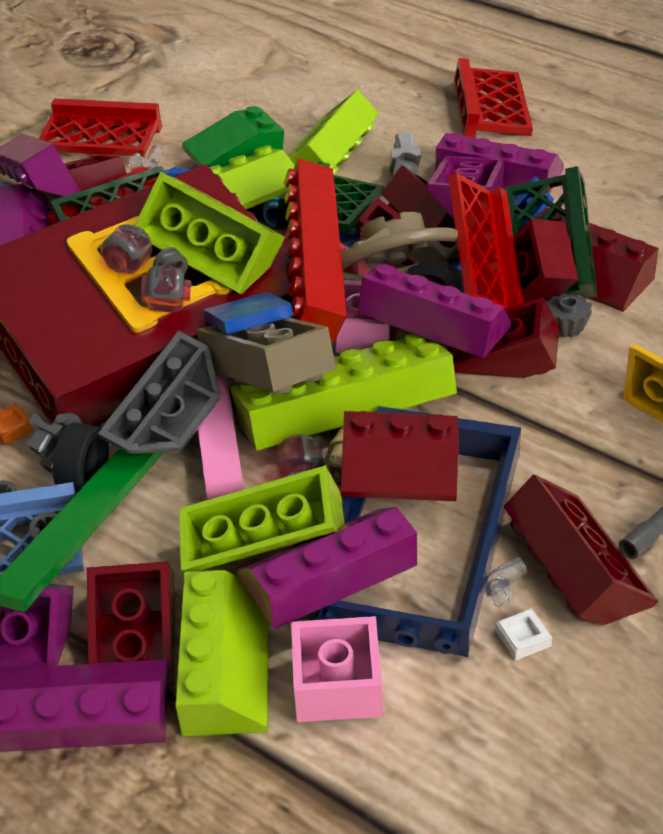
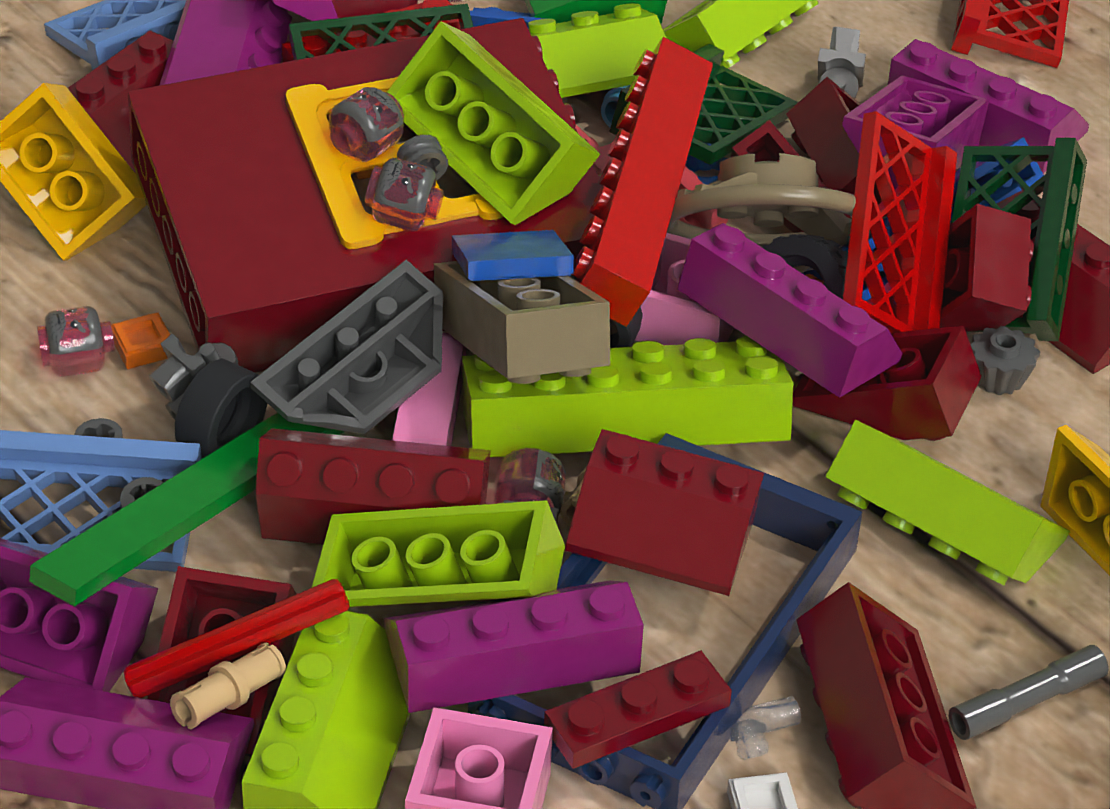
camera: 10 degrees right, 0 degrees up
(140, 607) = (236, 638): none -> red axle
(145, 641) = (227, 685): none -> tan pin
(162, 484) = (321, 474): none -> dark red slope
(425, 590) = (637, 709): none -> dark red plate
(567, 410) = (945, 504): none -> lime slope

